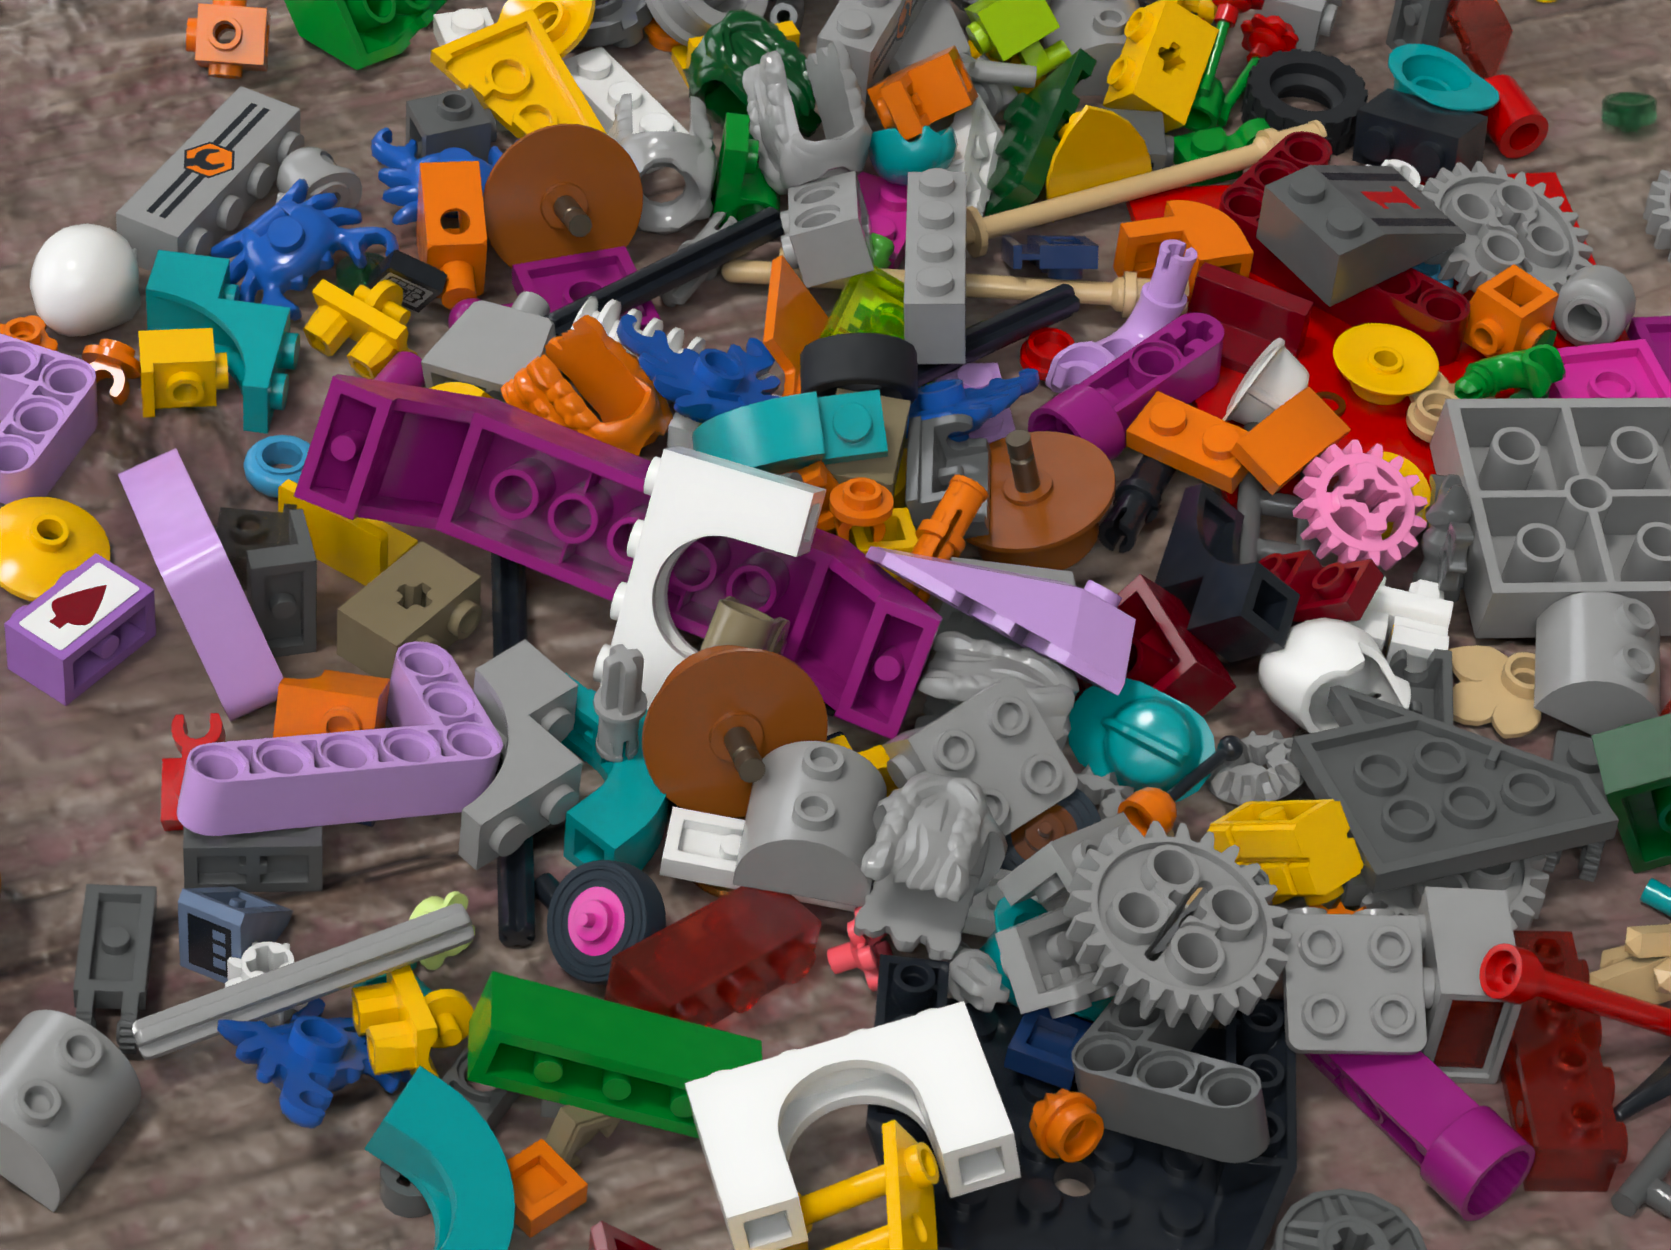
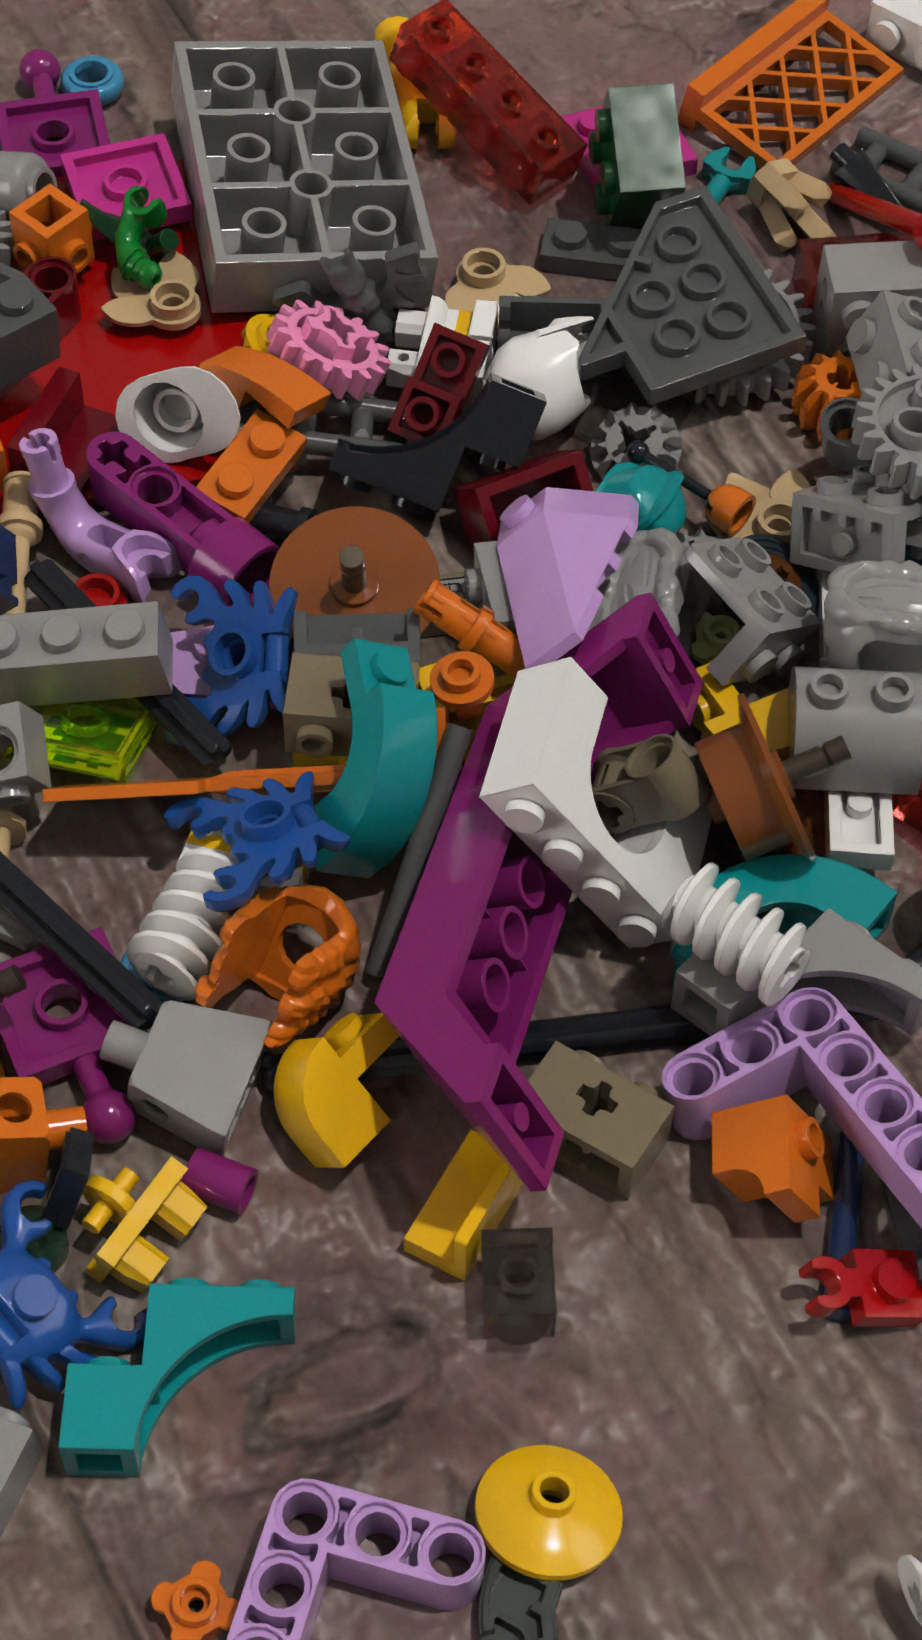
camera: 90 degrees left, 10 degrees up
(80, 629) = (680, 1442): medium lavender brick -> none
(85, 280) = (110, 1529): white helmet -> none
(113, 361) = (230, 1491): orange plate -> none
(180, 369) = (241, 1410): yellow brick -> none
(202, 584) = (584, 1321): lavender beam -> none
(273, 451) = (372, 1310): dark azure piece -> none
(285, 590) = (612, 1207): dark grey panel -> none
(535, 654) = (735, 935): none -> white piece
(620, 703) = (773, 863): light grey axle -> none
(860, 364) = (243, 705): black tyre -> none
(1295, 843) = (765, 407): yellow brick -> none
(1385, 362) = (111, 332): yellow piece -> none
(1597, 661) = (484, 207): light grey brick -> none

